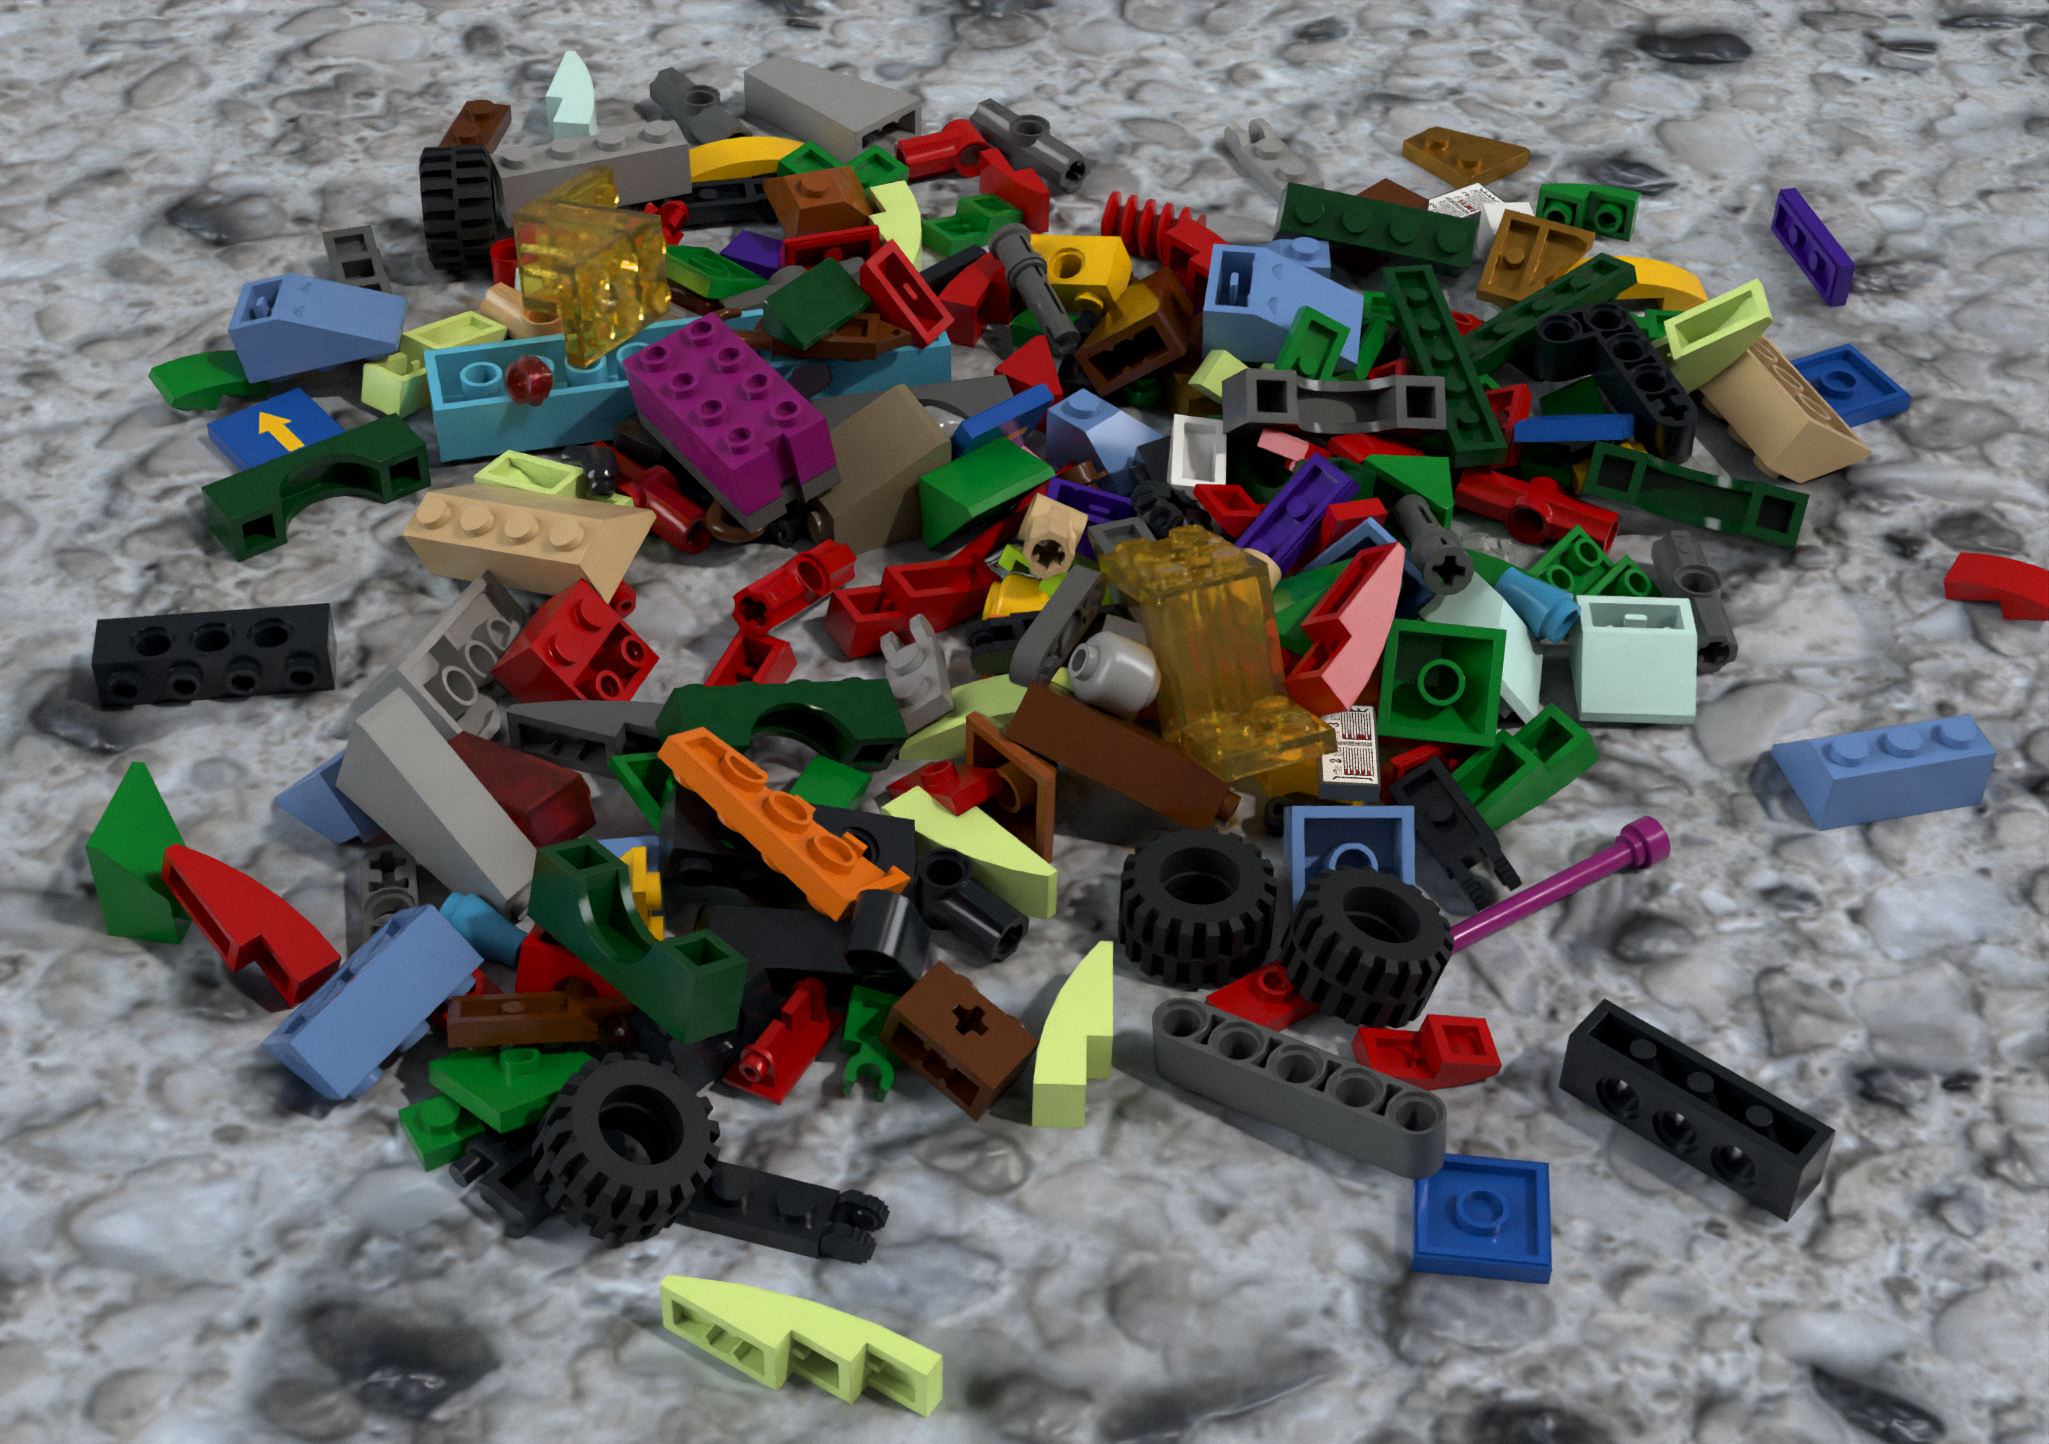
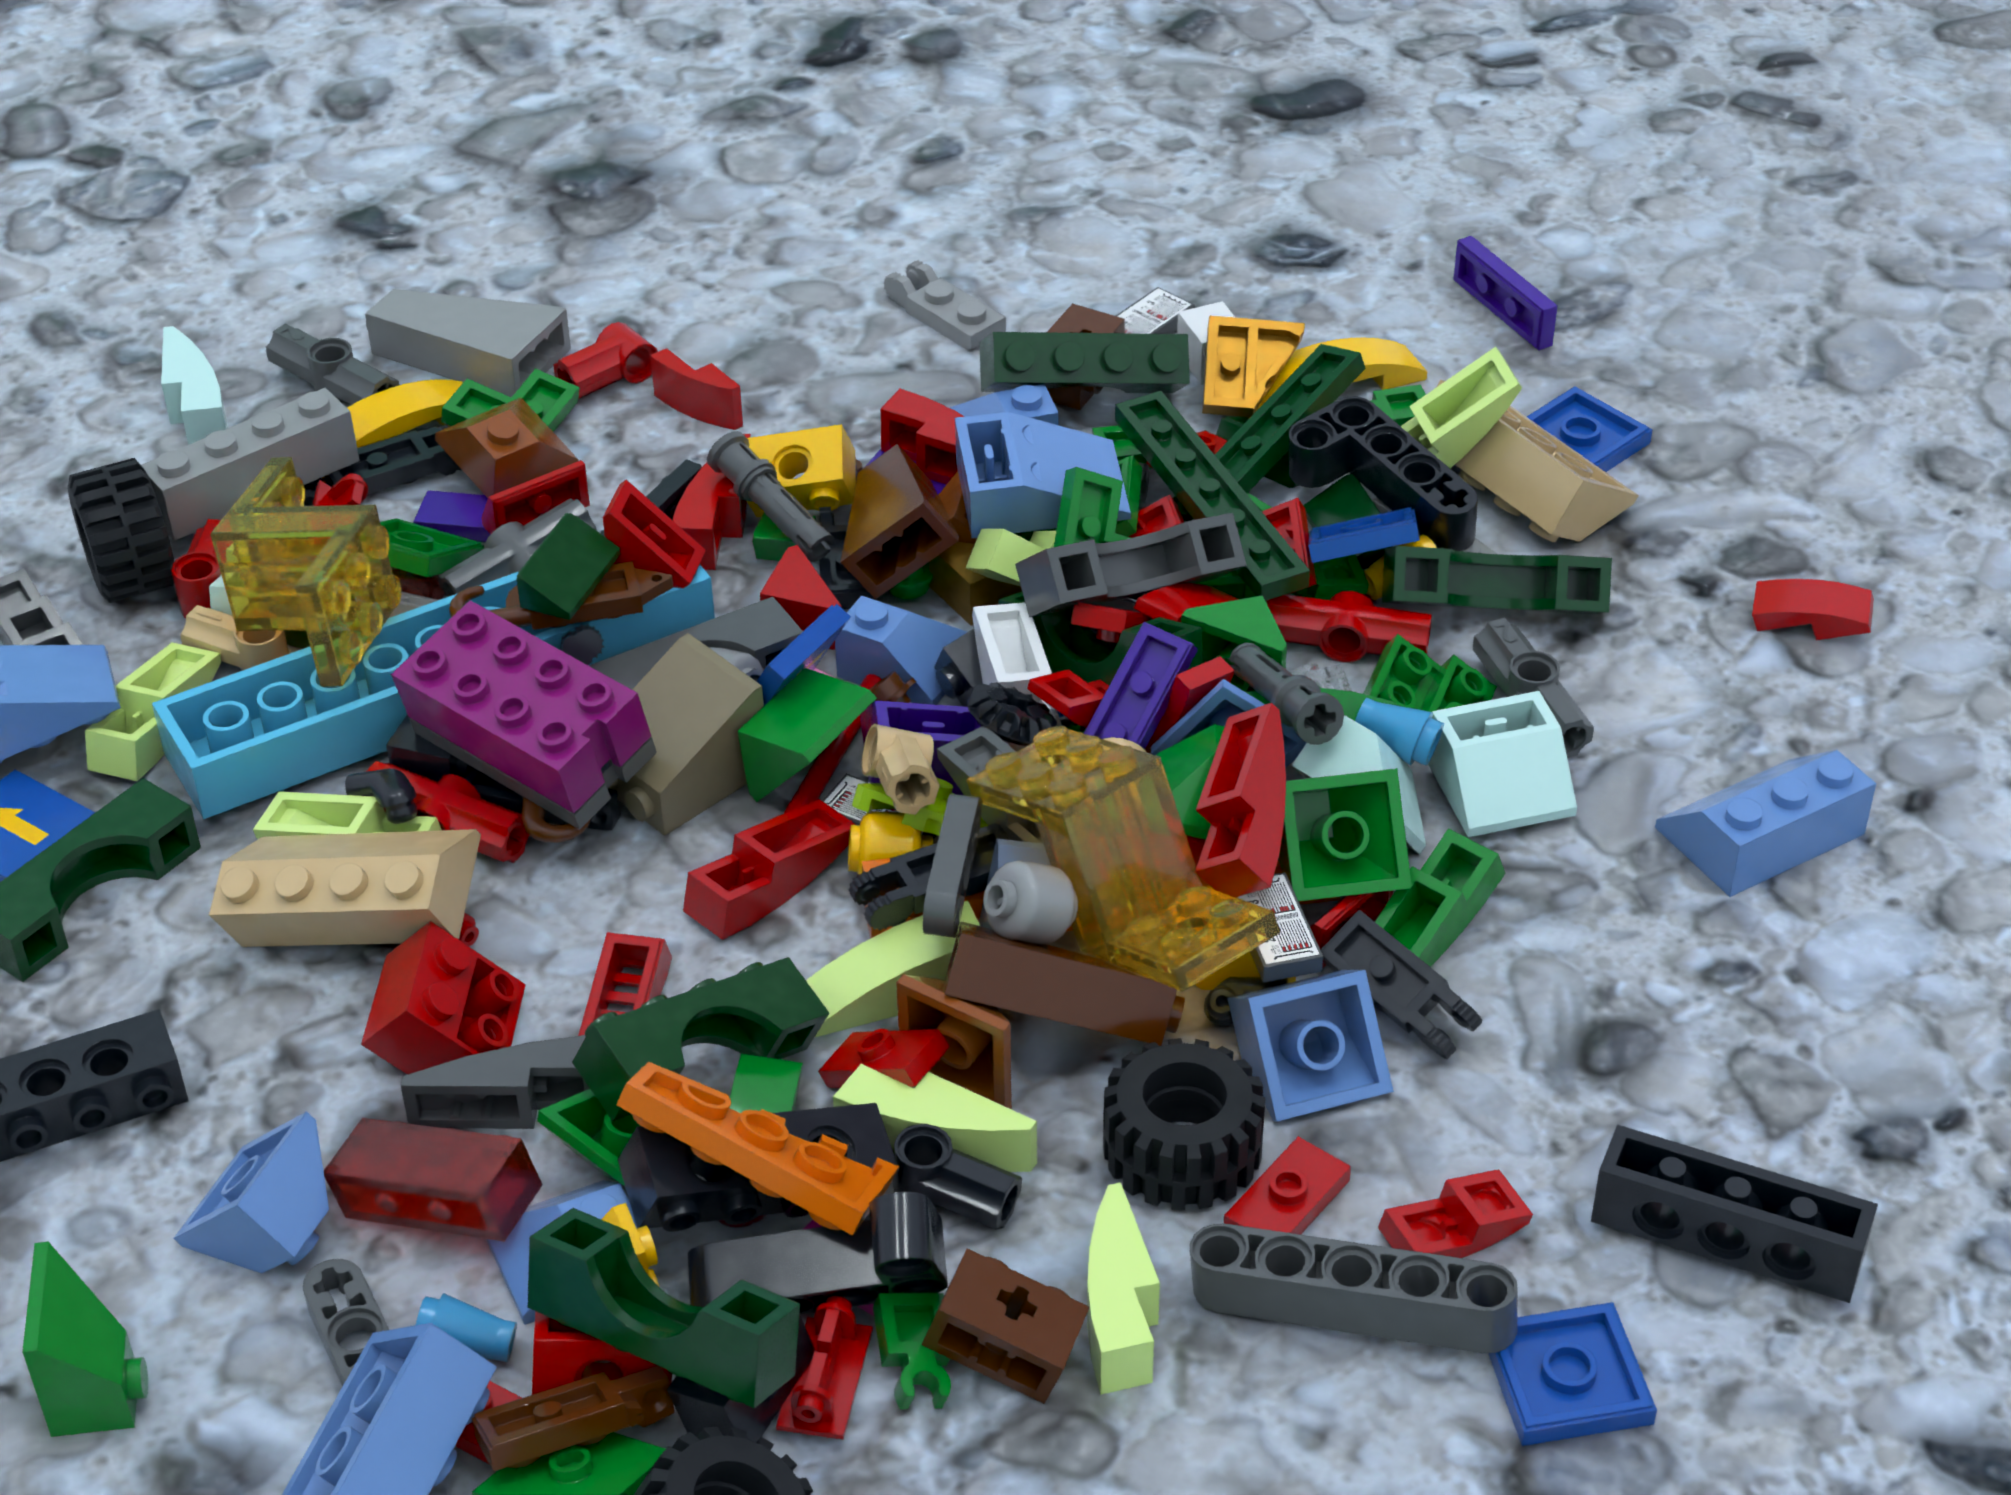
camera: 15 degrees left, 0 degrees up
(249, 923) = (220, 1388): red slope -> none
(435, 805) = (381, 1212): light grey slope -> none
(452, 662) = (313, 1052): light grey wedge -> none
(479, 124) = (90, 436): reddish brown hinge -> none
(528, 380) = (286, 714): clear red plate -> none
(794, 587) = (646, 877): red piece -> none
(898, 219) = (598, 448): yellowish green slope -> none
(918, 675) = (809, 942): light grey hinge -> none
(972, 224) = (666, 436): green slope -> none
(1030, 145) = (694, 336): dark grey piece -> none
(1142, 229) = (847, 403): red piece -> none
(1366, 947) = (1366, 1126): black tyre -> none
(1463, 157) = (1130, 263): pearl gold wing -> none
(1590, 207) = (1278, 294): green slope -> none
(1638, 845) = (1573, 954): magenta piece -> none

